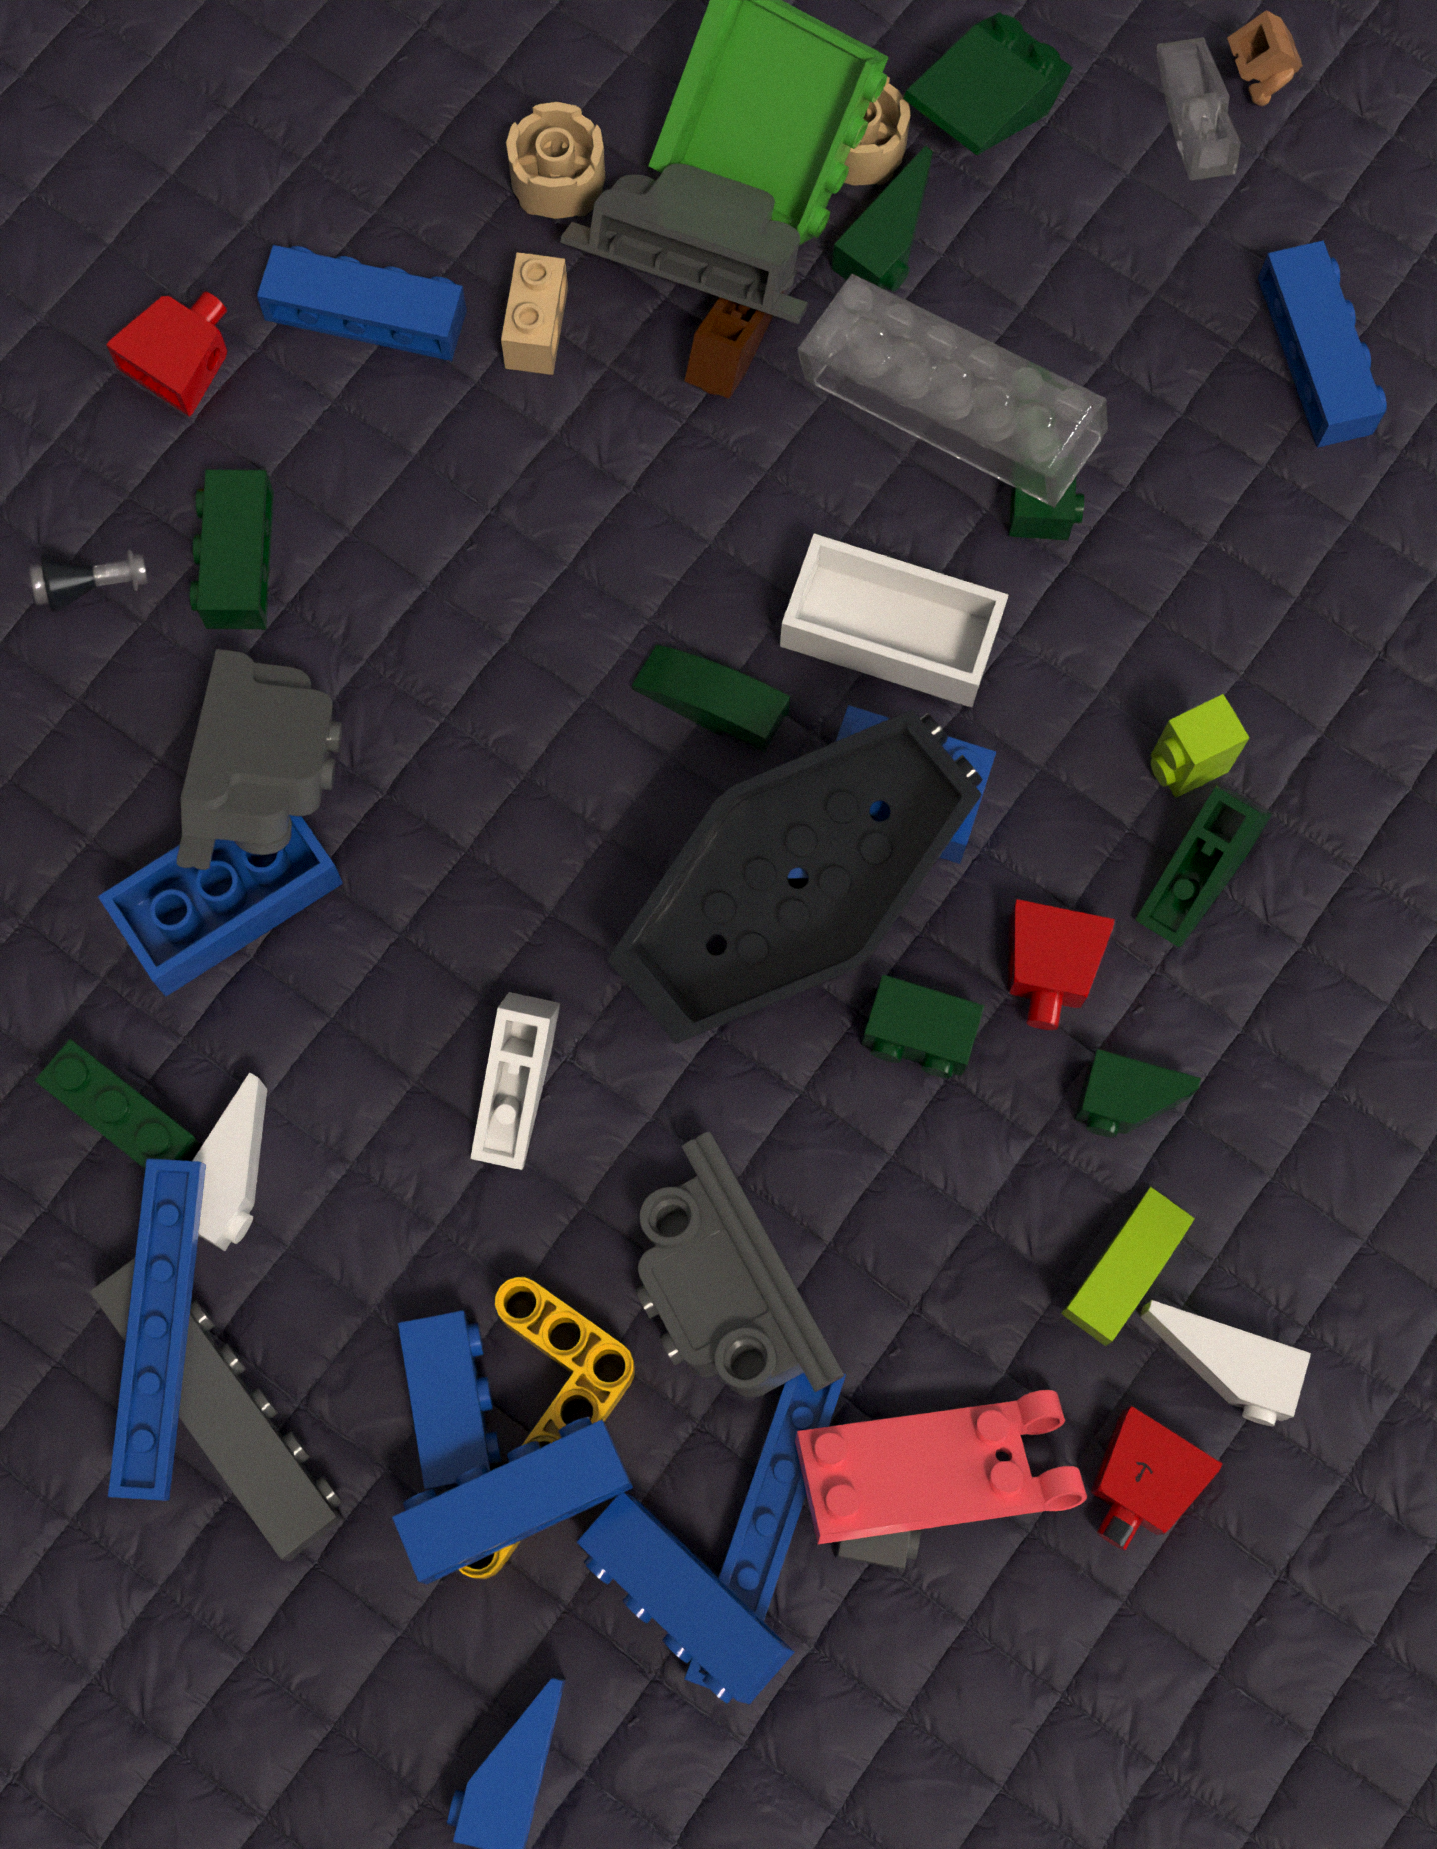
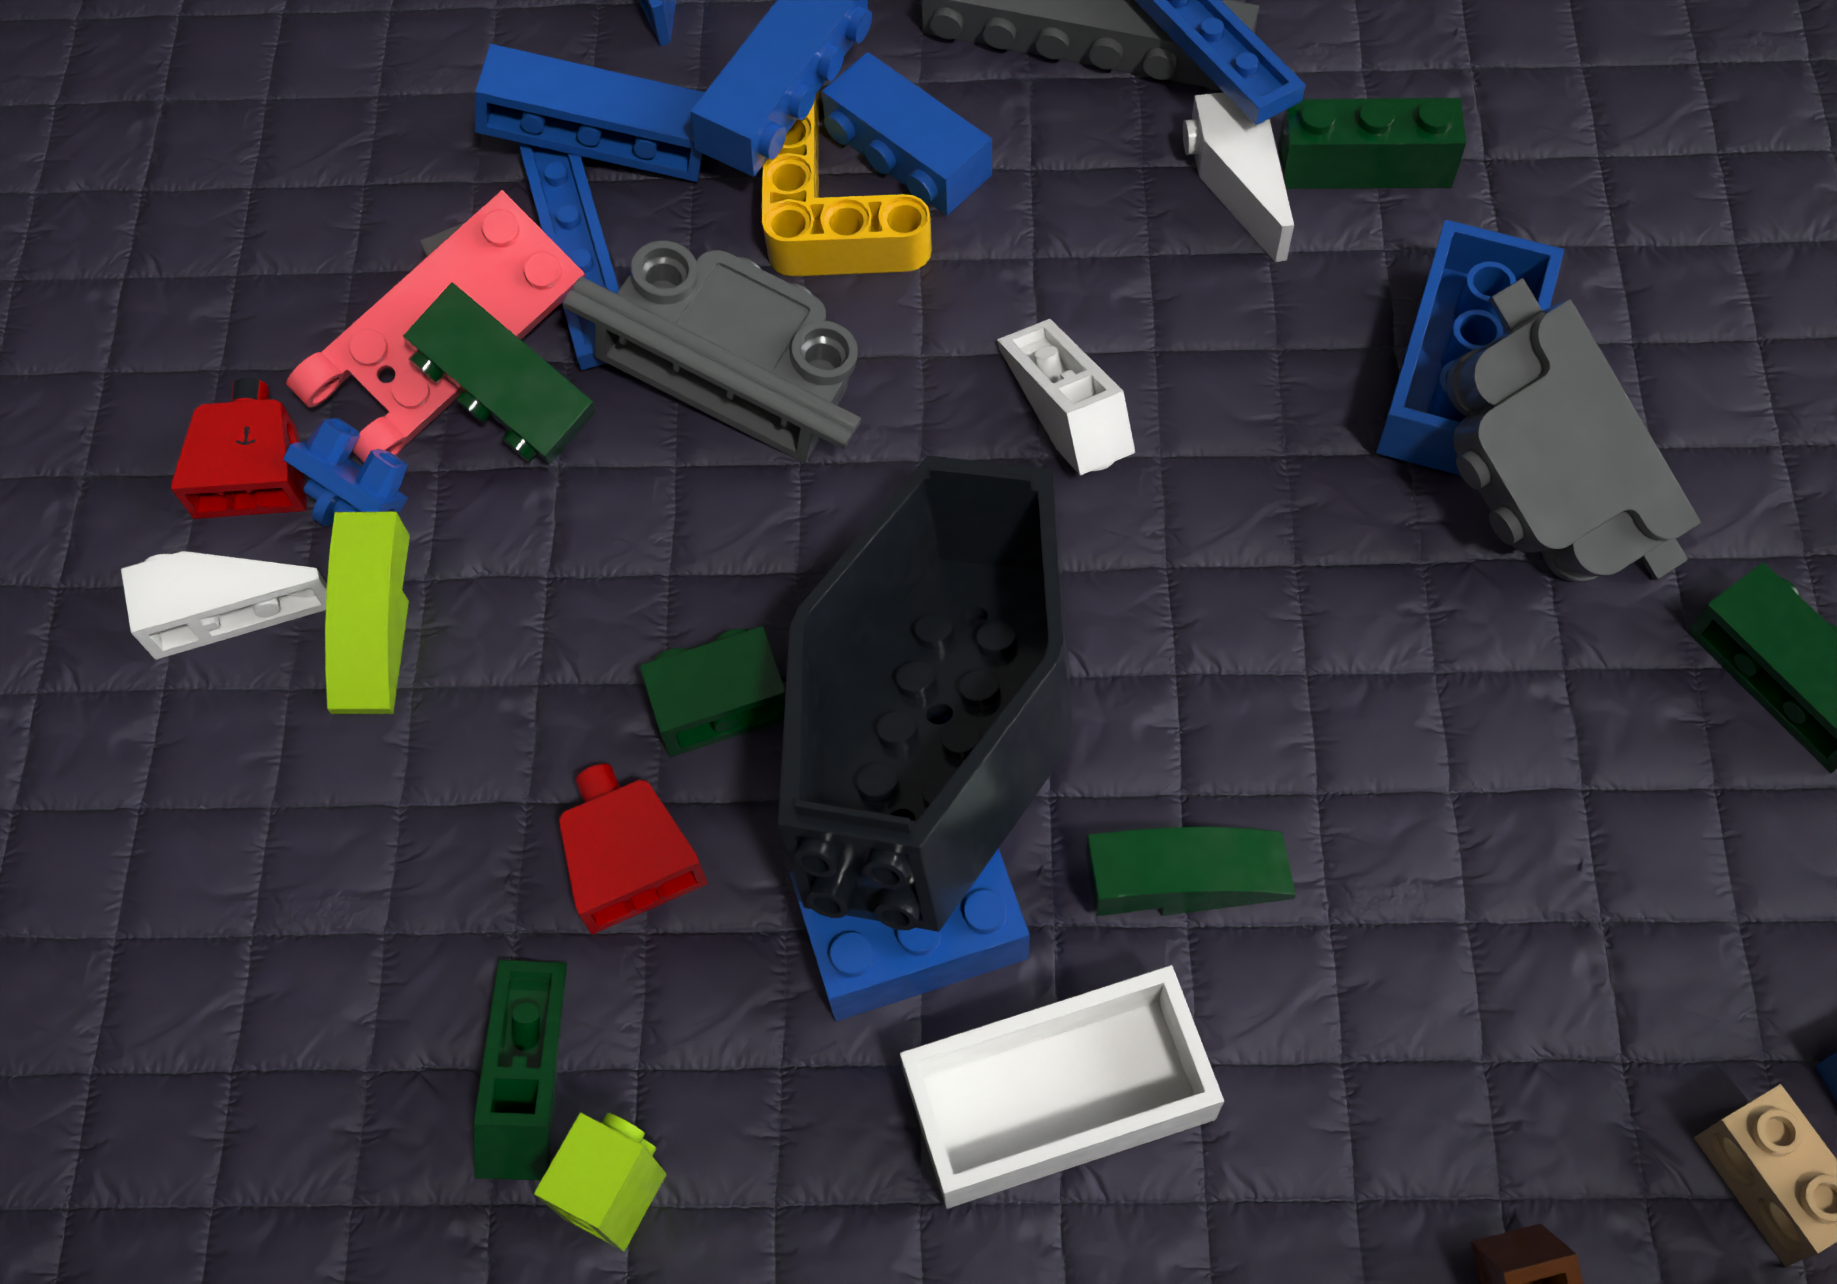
camera: 150 degrees right, 10 degrees down
(921, 1380) = (498, 376): none -> dark green brick
(1086, 1391) = (340, 482): none -> blue hips
(1128, 1093) = (457, 770): dark green slope -> none

